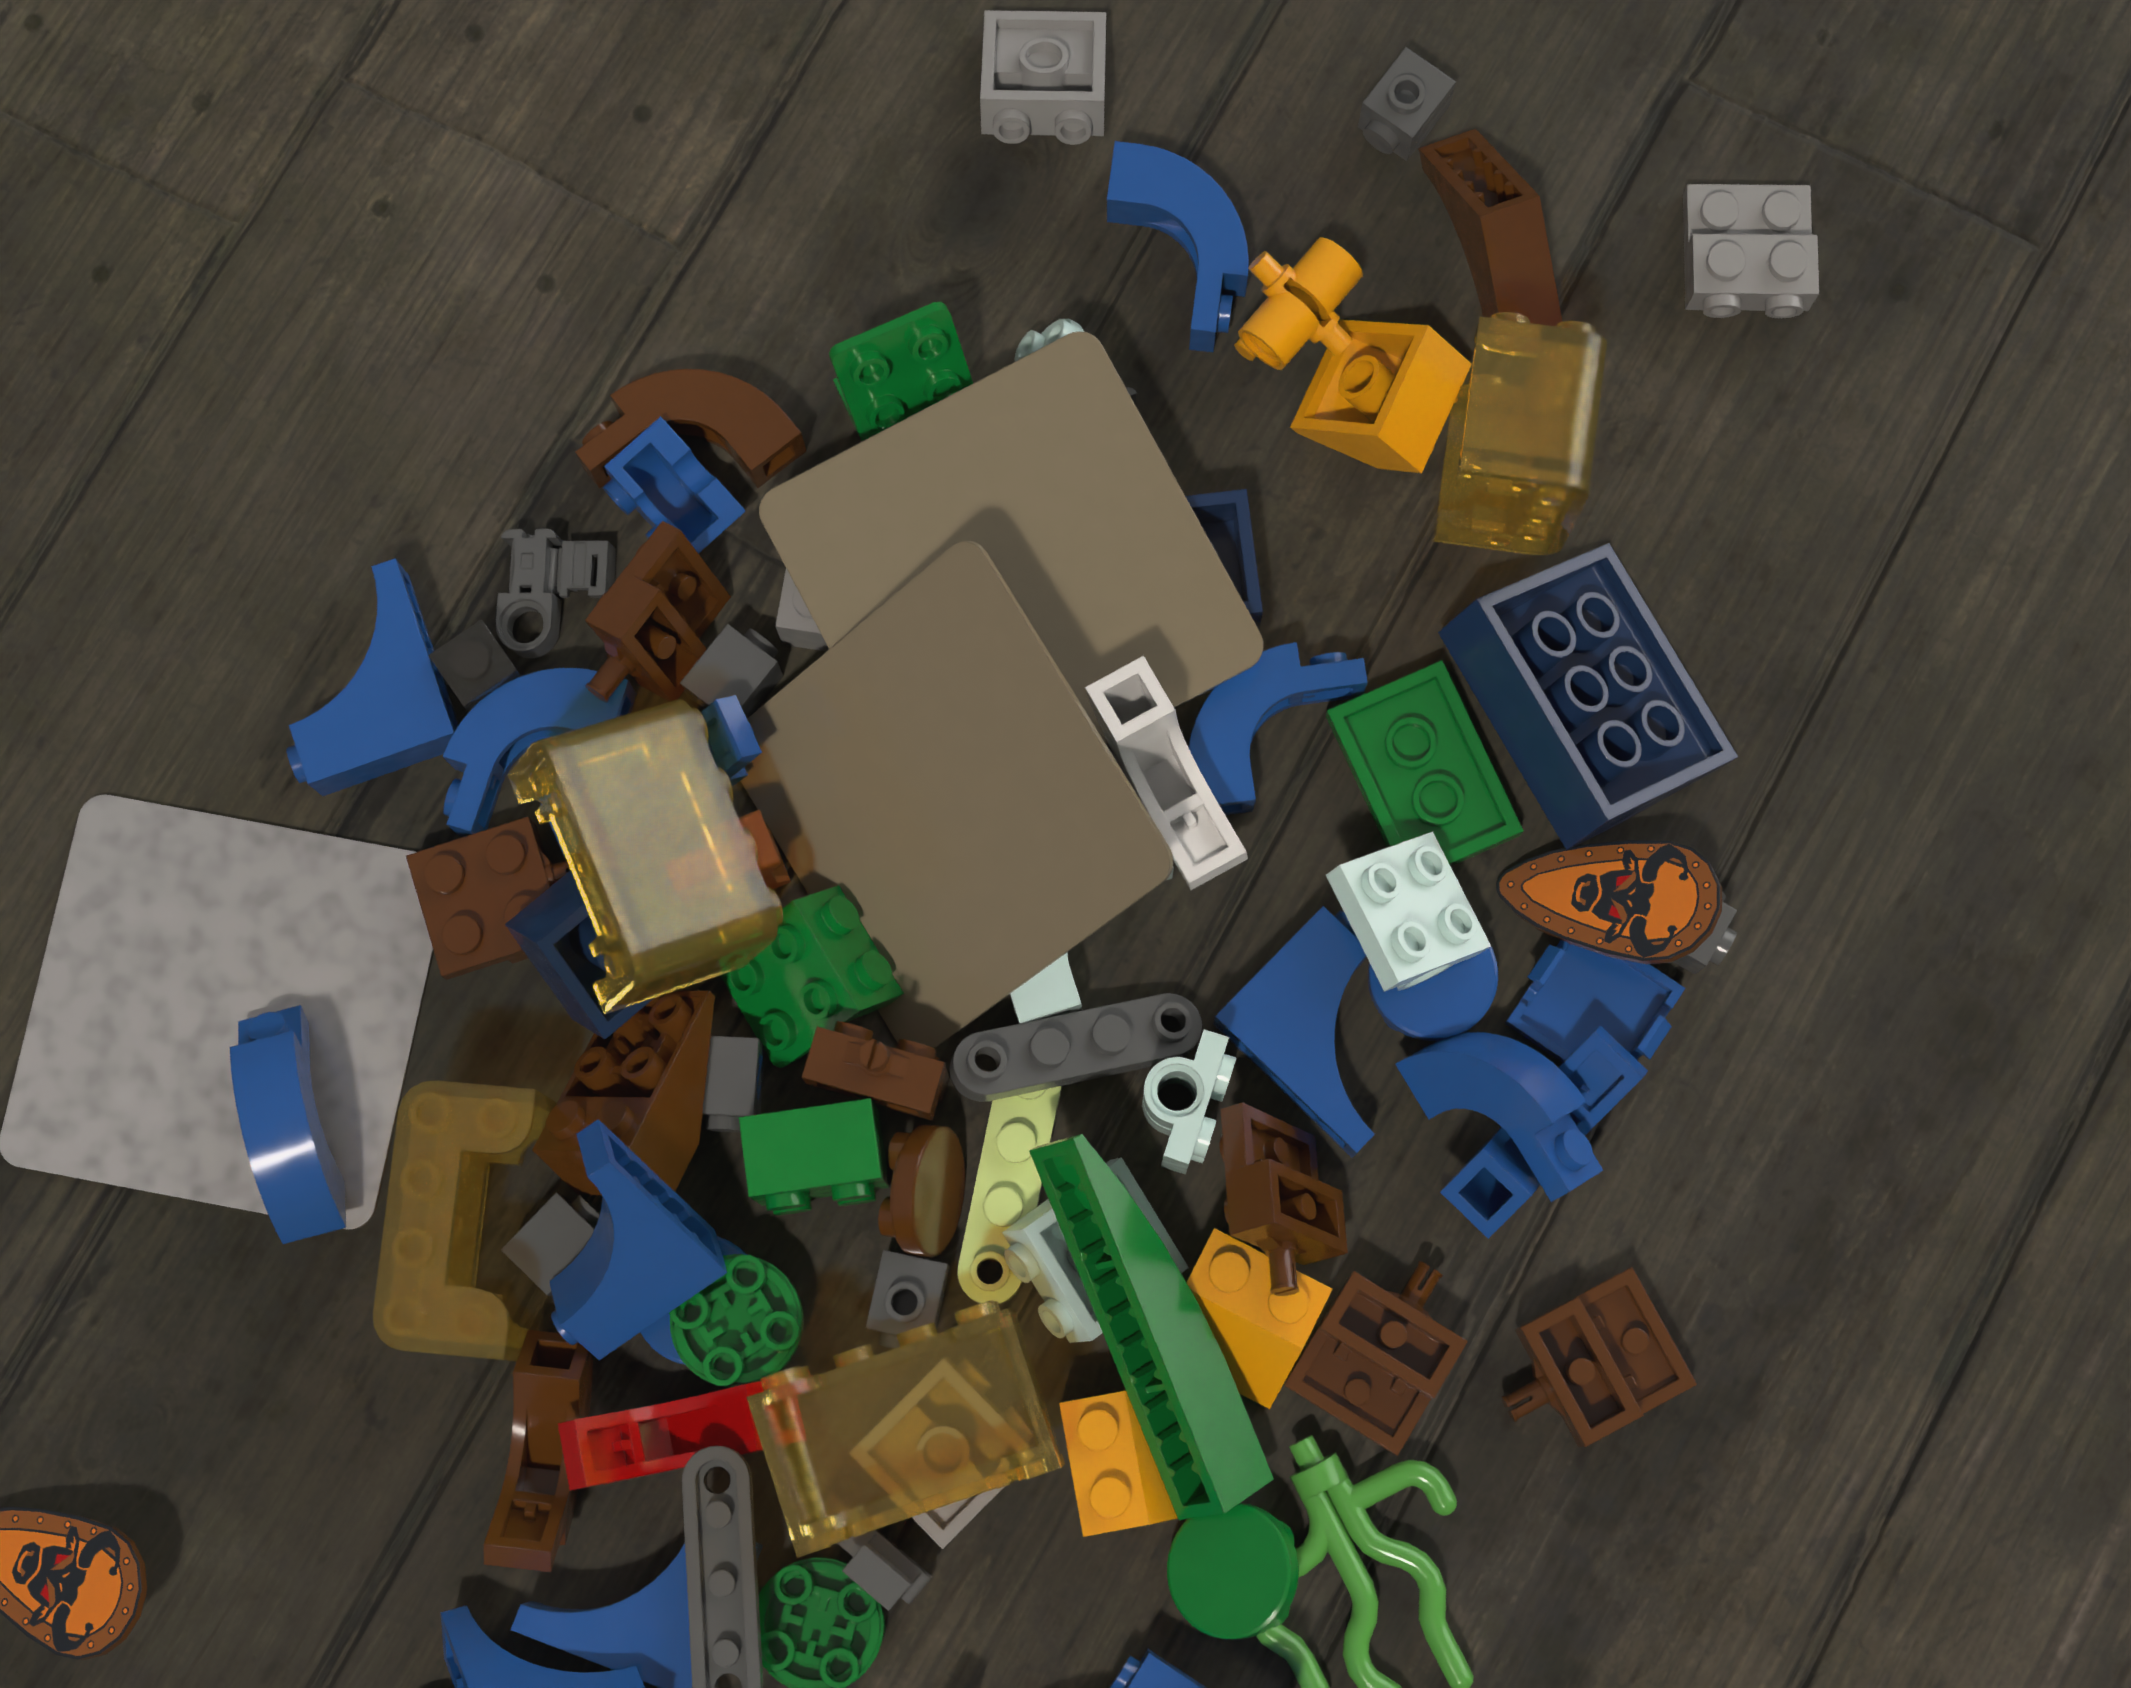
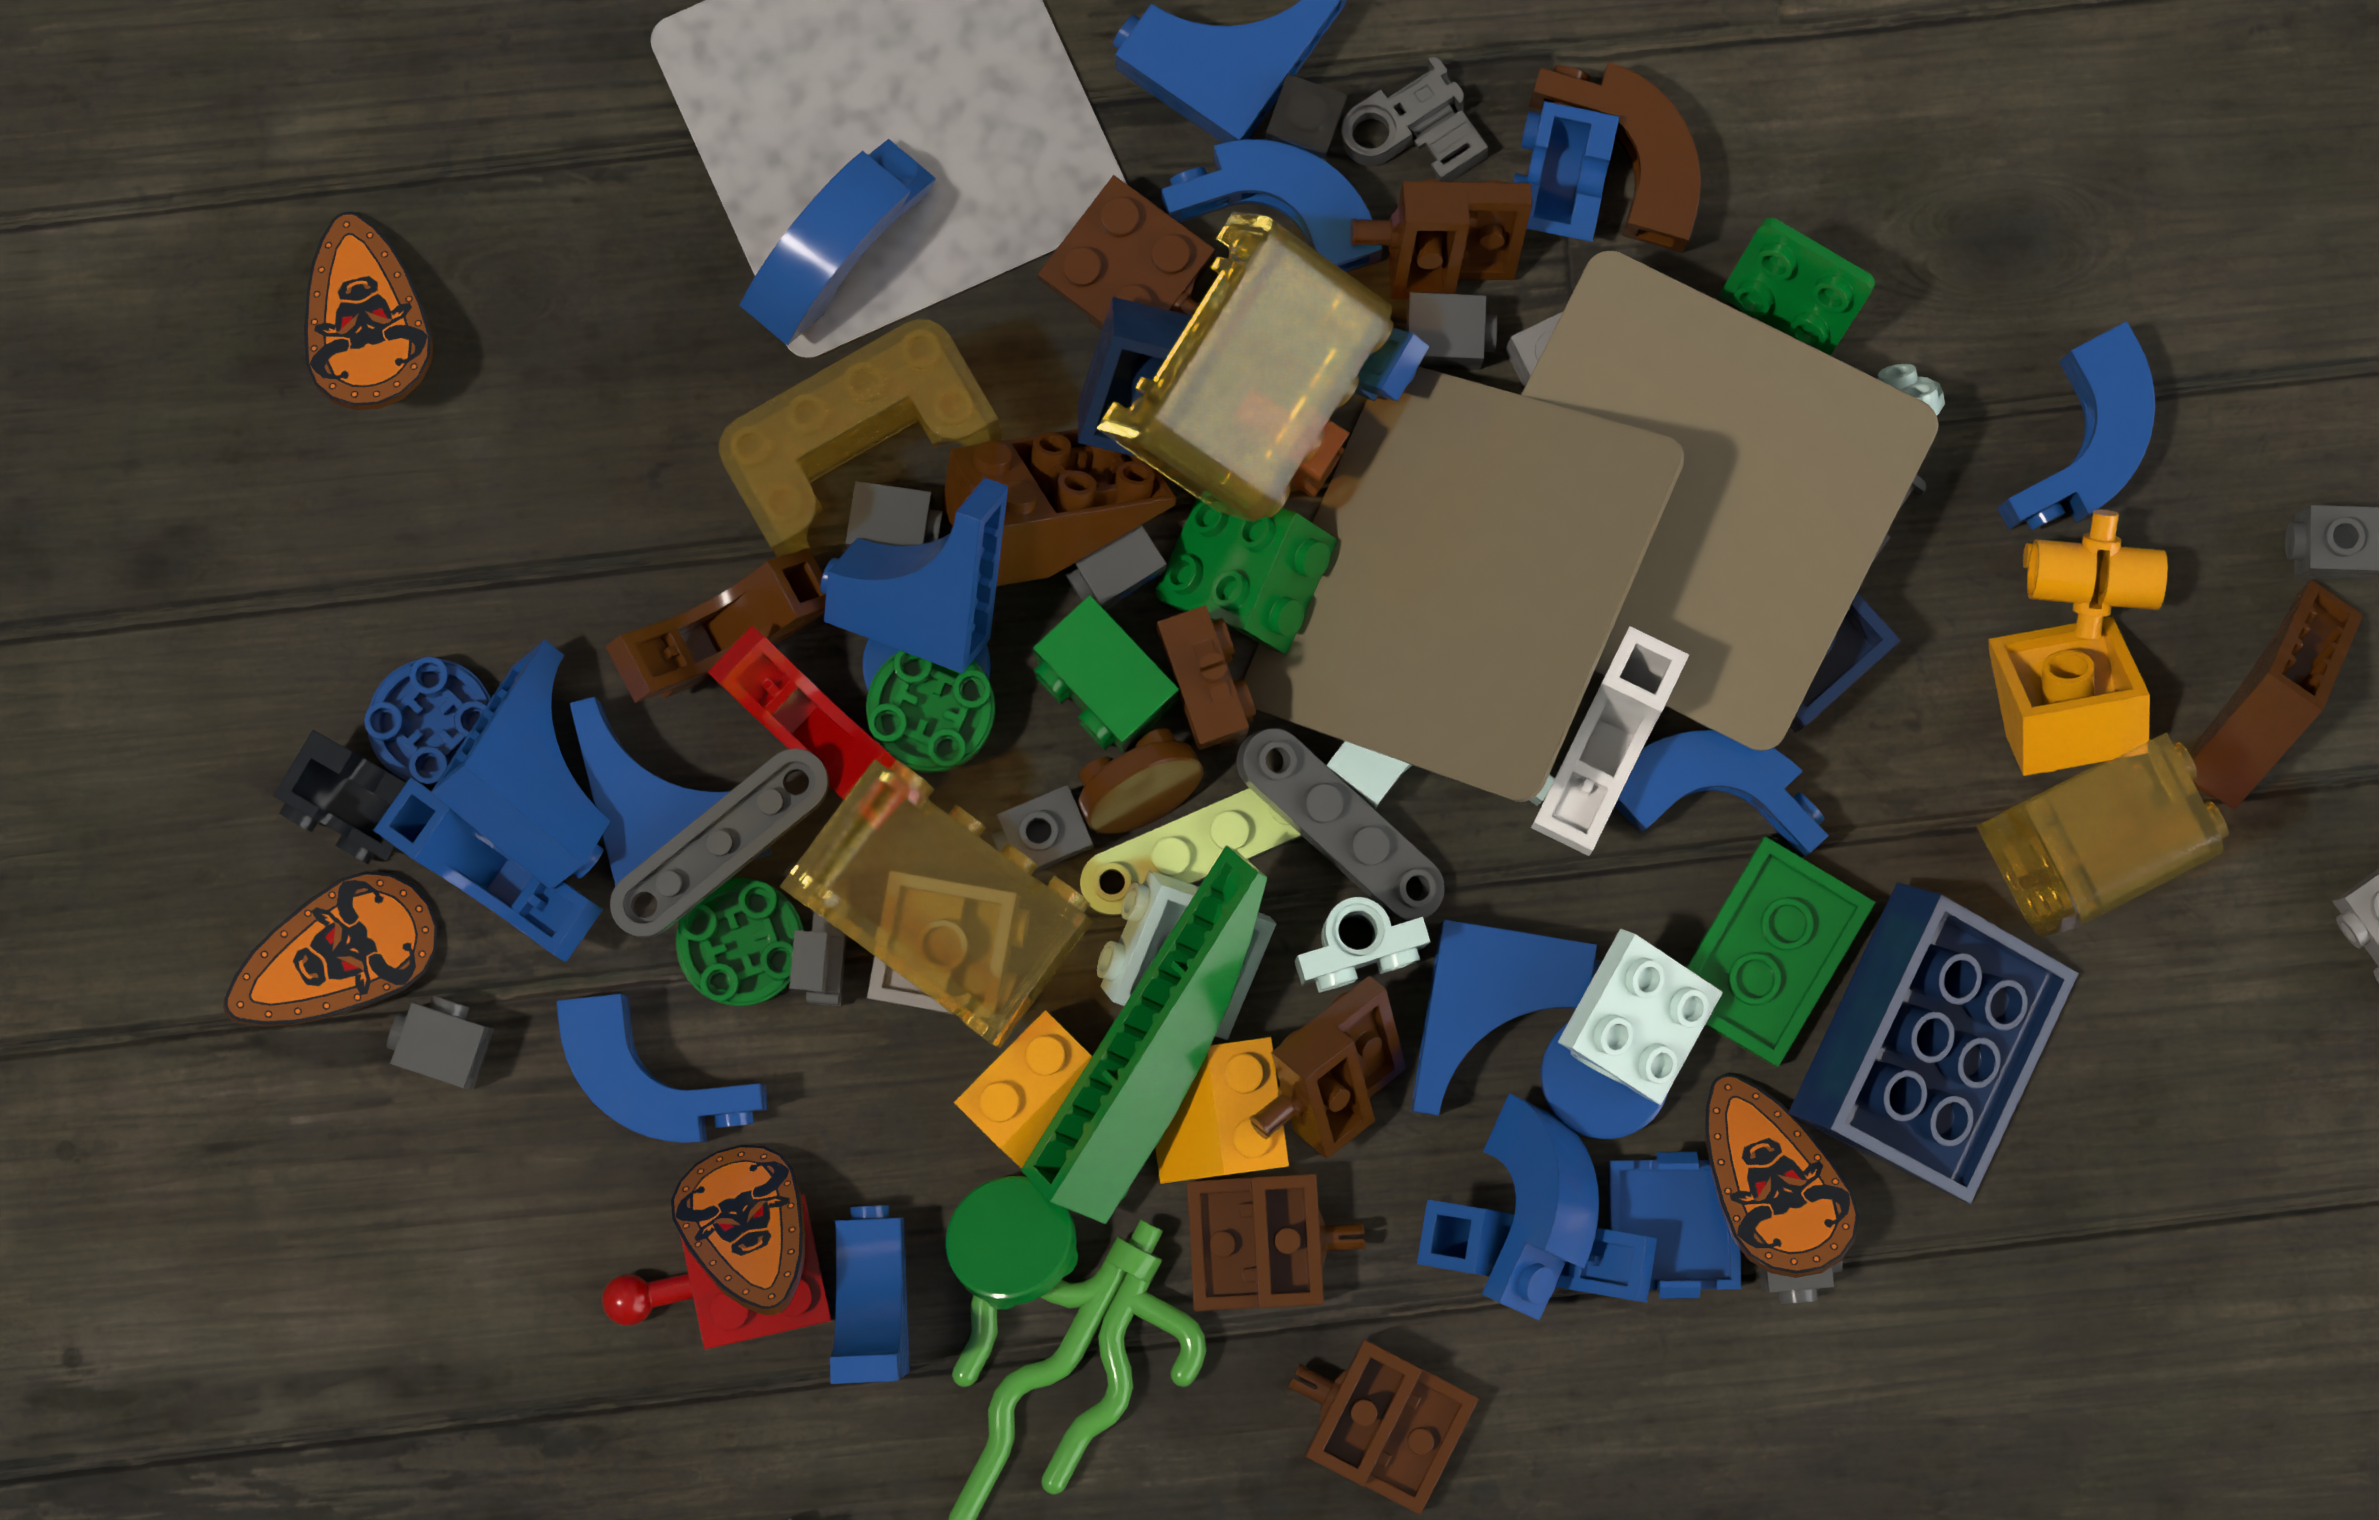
camera: 50 degrees right, 5 degrees up
(1043, 75) = (2145, 219): light grey plate -> none

